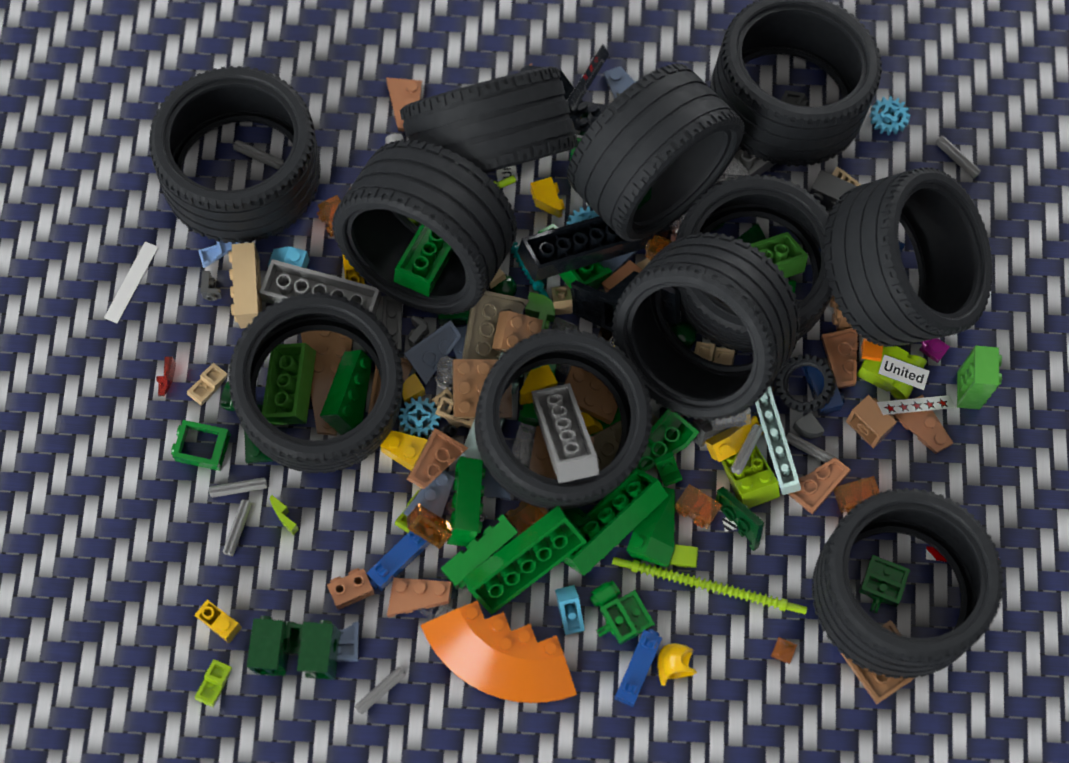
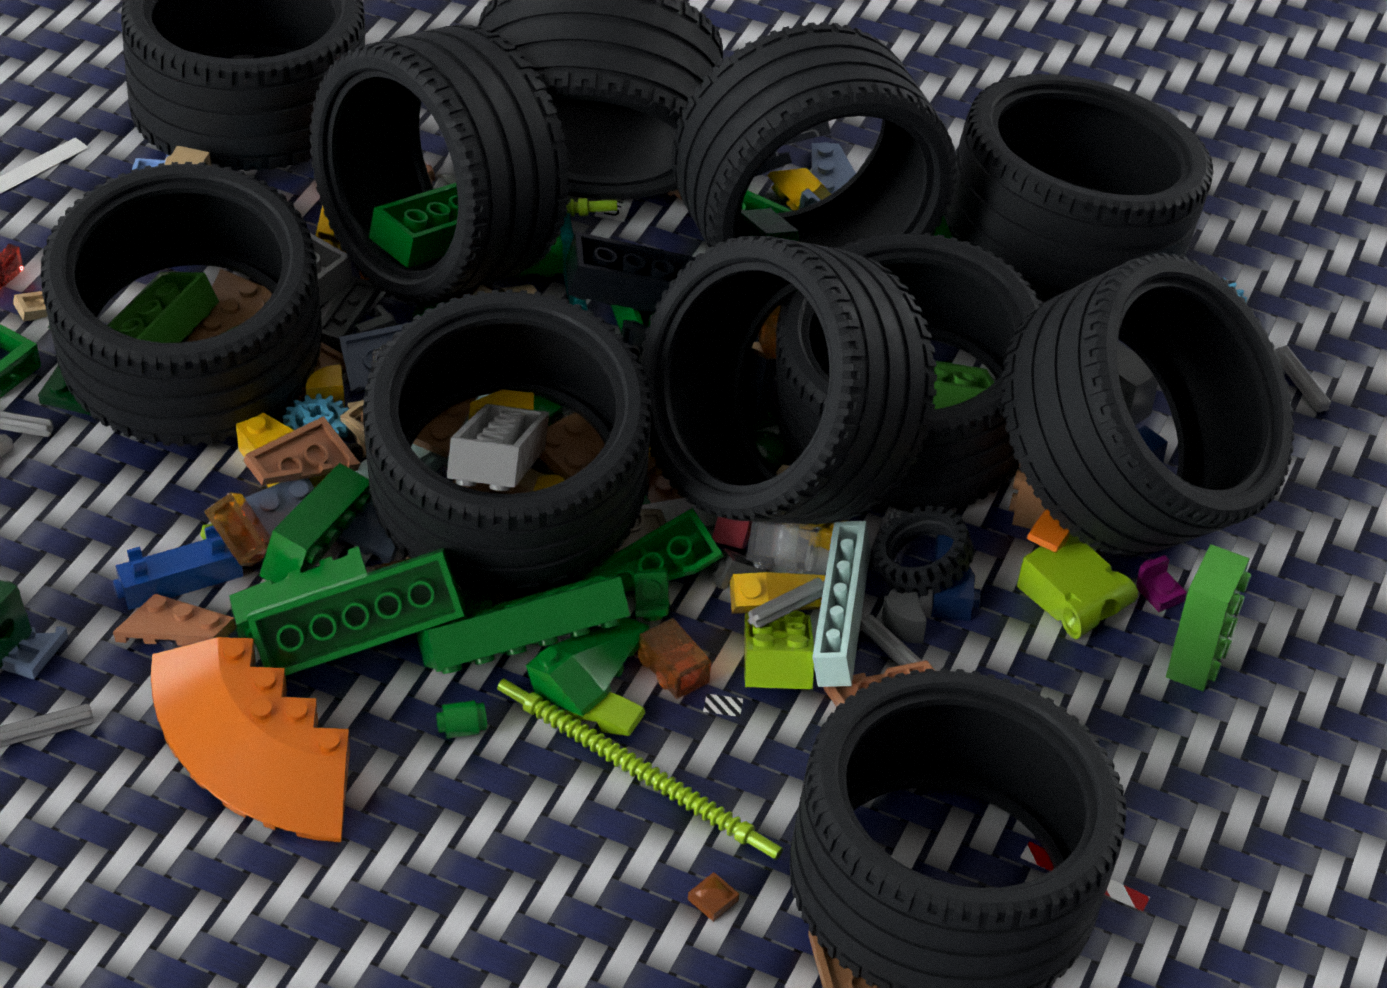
camera: 20 degrees right, 25 degrees down
(281, 511) = (47, 468): lime slope -> none
(350, 588) = (81, 584): nougat brick -> none
(546, 196) = (653, 232): yellow slope -> none
(570, 609) = (395, 721): medium azure slope -> none
(625, 618) = (476, 760): green plate -> none
(638, 667) = (457, 832): blue brick -> none
(674, 662) = (524, 847): yellow piece -> none
(746, 521) = (737, 689): dark green wing -> none
(842, 356) = (1002, 551): nougat wing -> none
(870, 422) = (1008, 633): medium nougat brick -> none
(884, 582) = (933, 850): green plate -> none
(903, 372) = (1091, 586): white sticker -> none
(915, 405) = (1092, 634): white sticker -> none
(926, 428) = (1099, 676): nougat wing -> none

